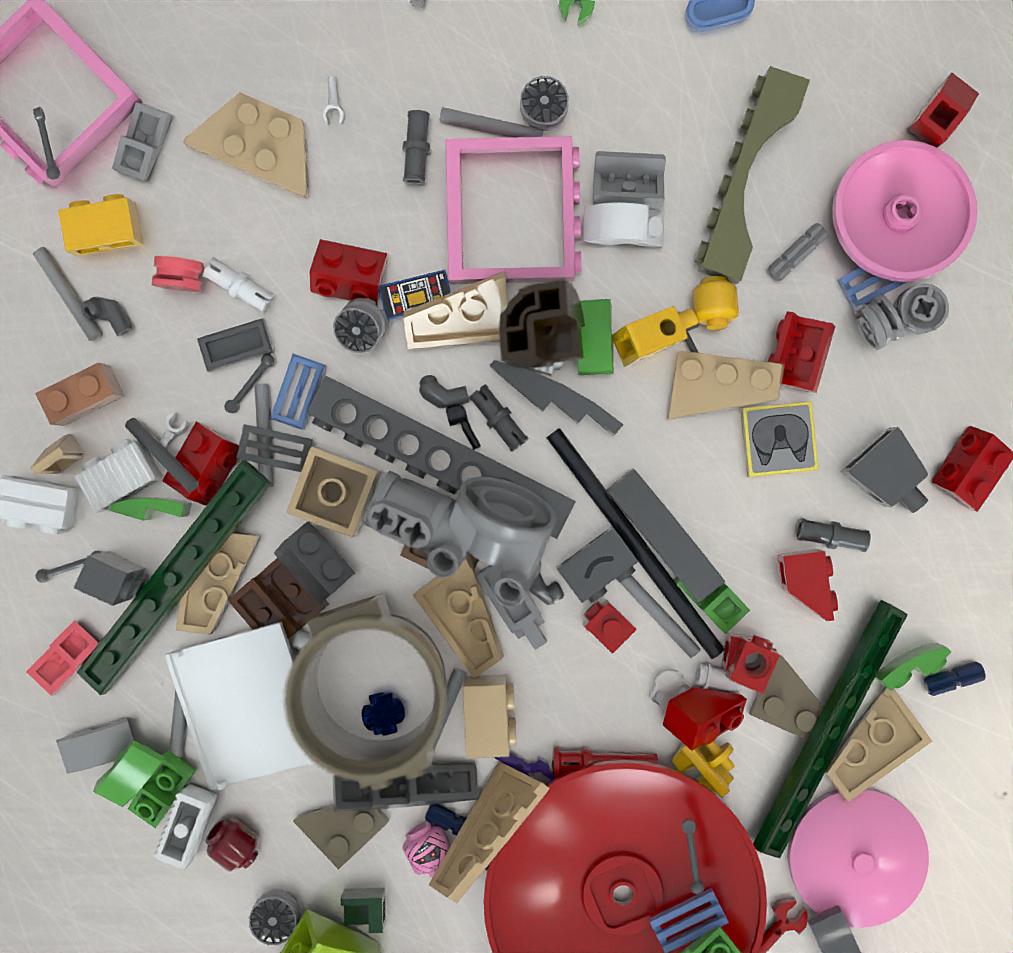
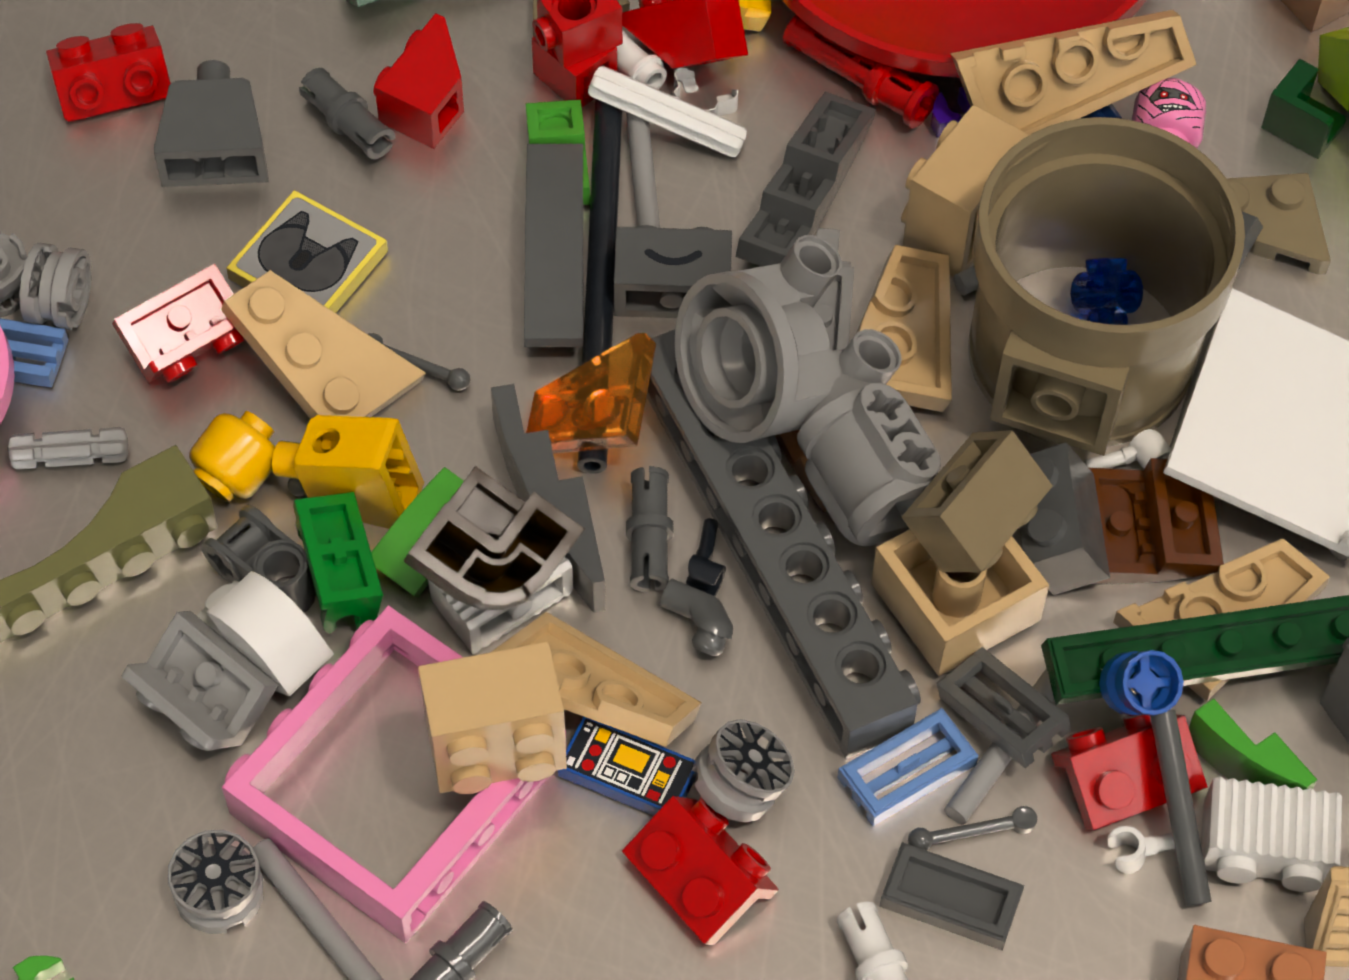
camera: 145 degrees left, 30 degrees down
(207, 488) = (1156, 683): none -> blue wheel
(338, 518) = (977, 502): none -> dark tan brick
(468, 239) = (494, 718): none -> tan brick
(571, 458) = (598, 401): none -> clear orange wing
(576, 671) = (807, 180): none -> dark grey slope
(608, 625) = (720, 201): red bracket -> none
(619, 284) = (338, 558): none -> green hinge
(664, 263) = (261, 547): none -> dark grey piece
(675, 657) = (667, 111): none -> white axle
(707, 418) = (457, 378): none -> dark grey hinge

